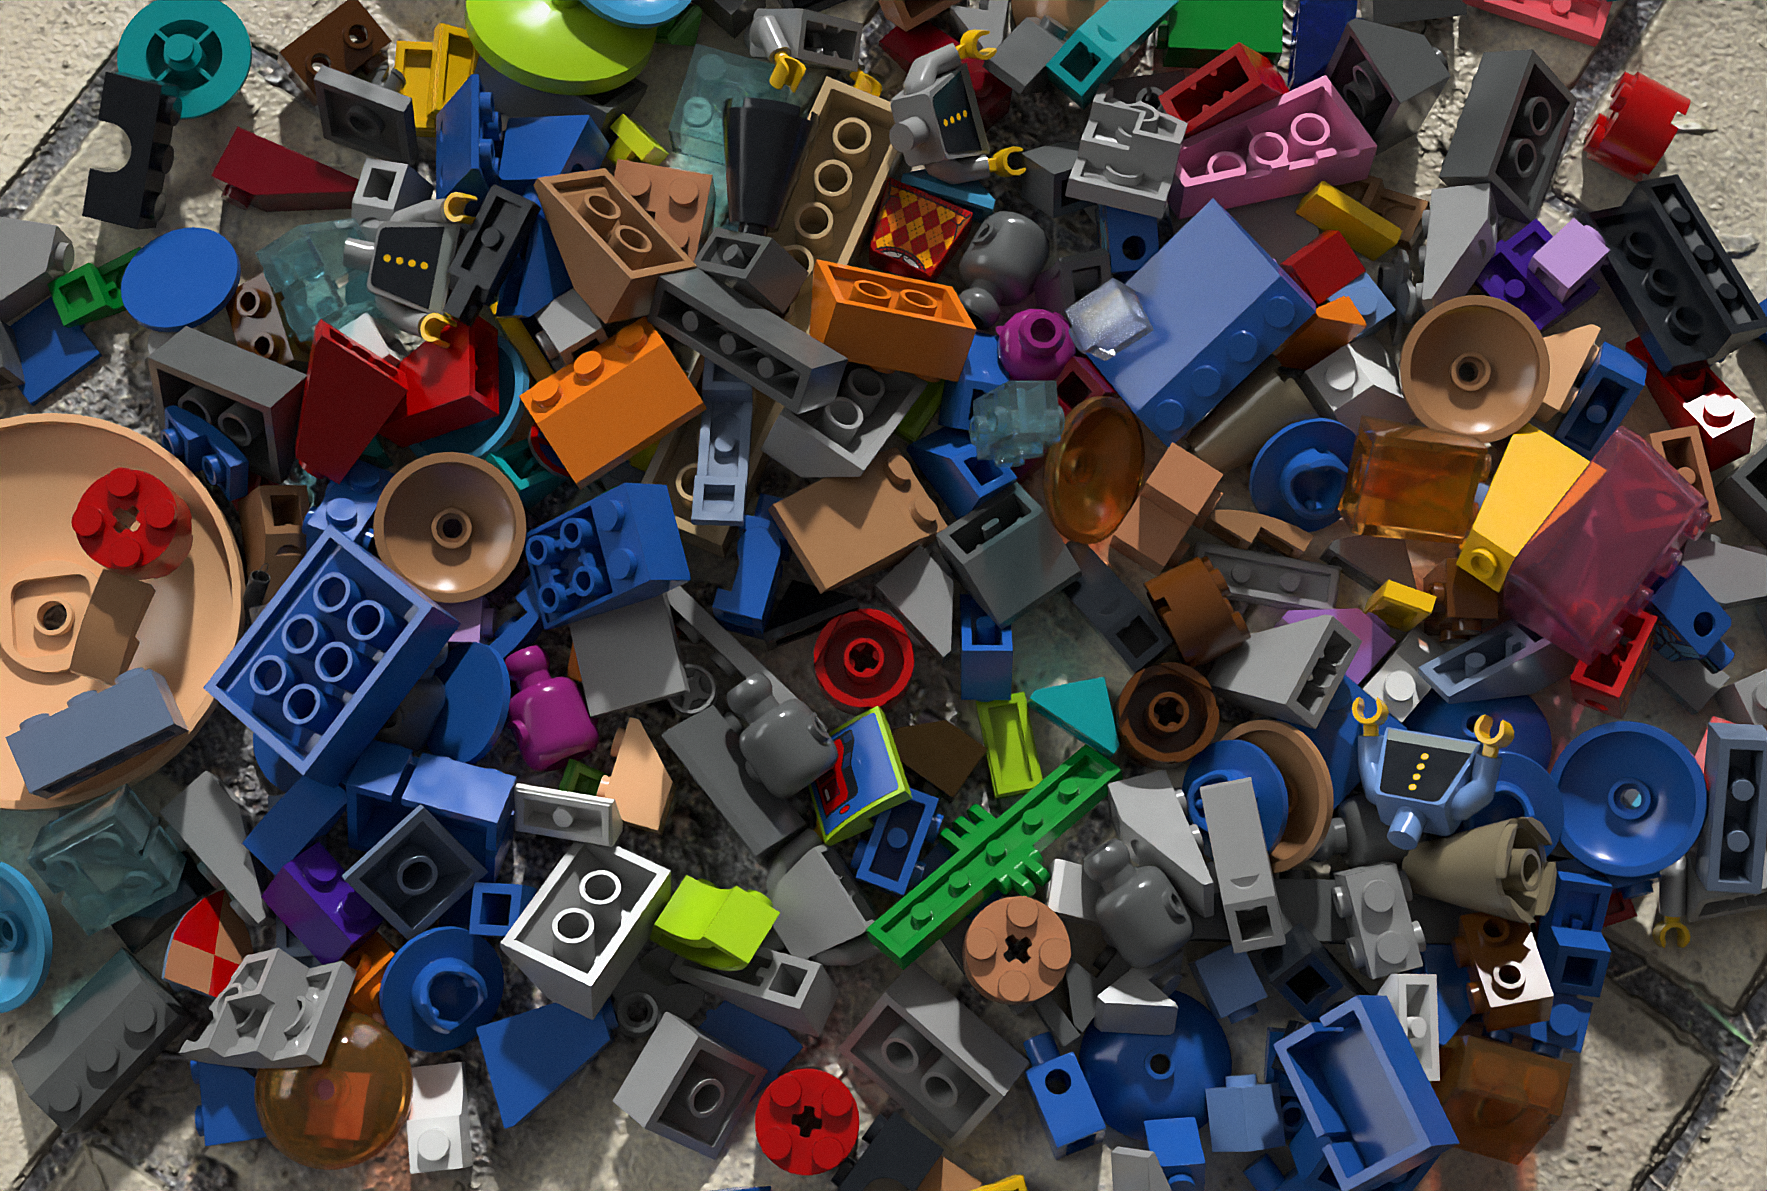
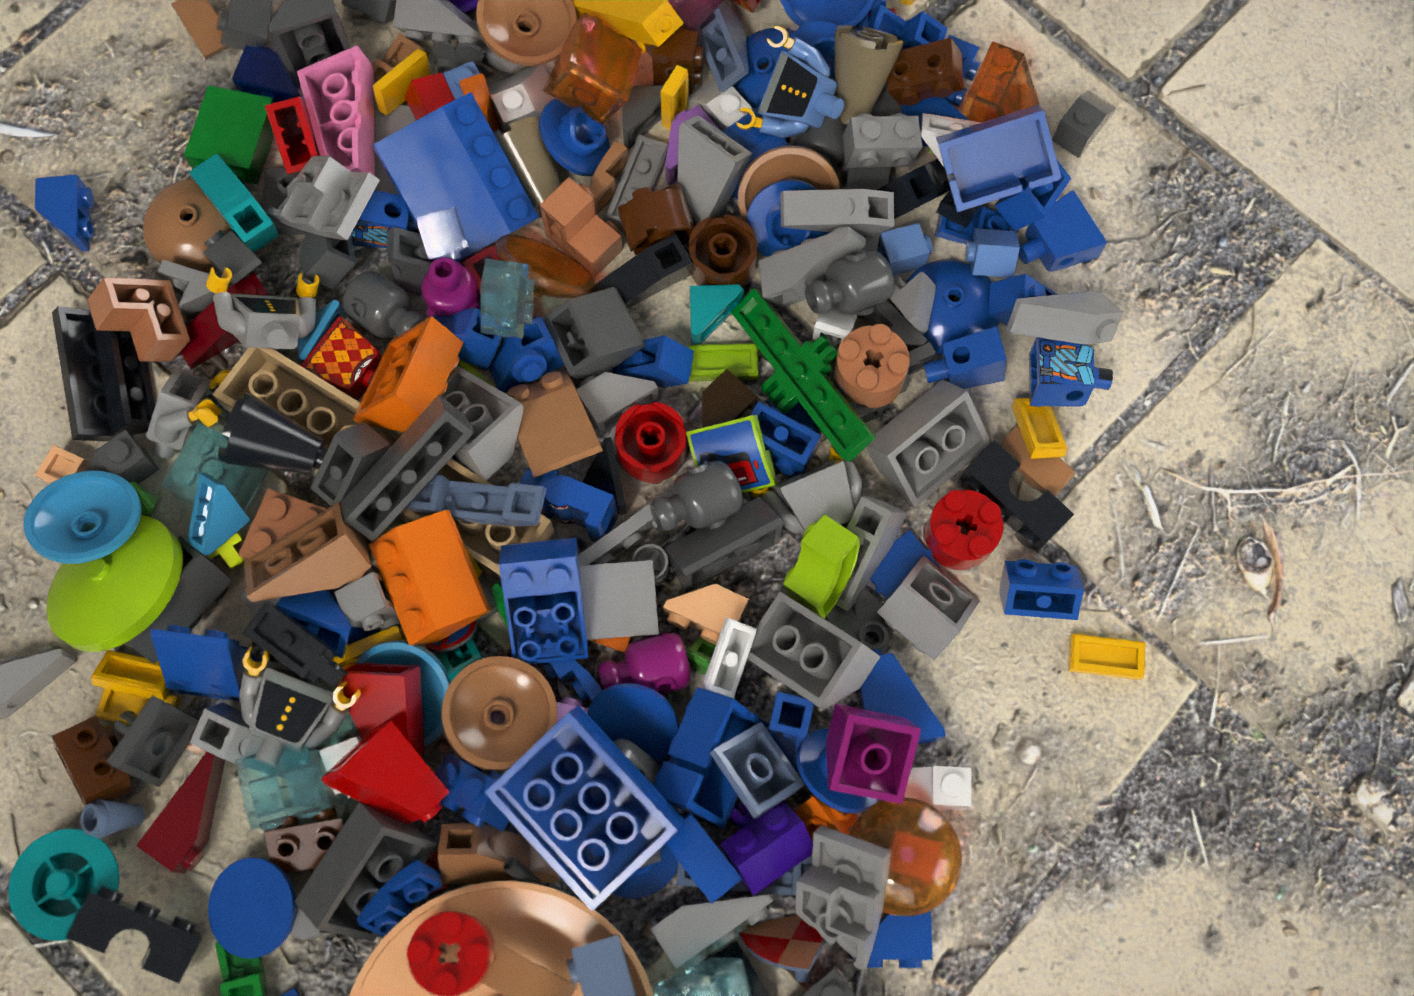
camera: 80 degrees left, 5 degrees down
(270, 88) = (108, 817): none -> sand blue cone
(454, 1021) = (870, 753): none -> magenta slope
(548, 148) = (221, 600): blue torso -> none
(659, 117) = (214, 516): none -> dark azure slope
(938, 474) = (528, 365): none -> blue plate

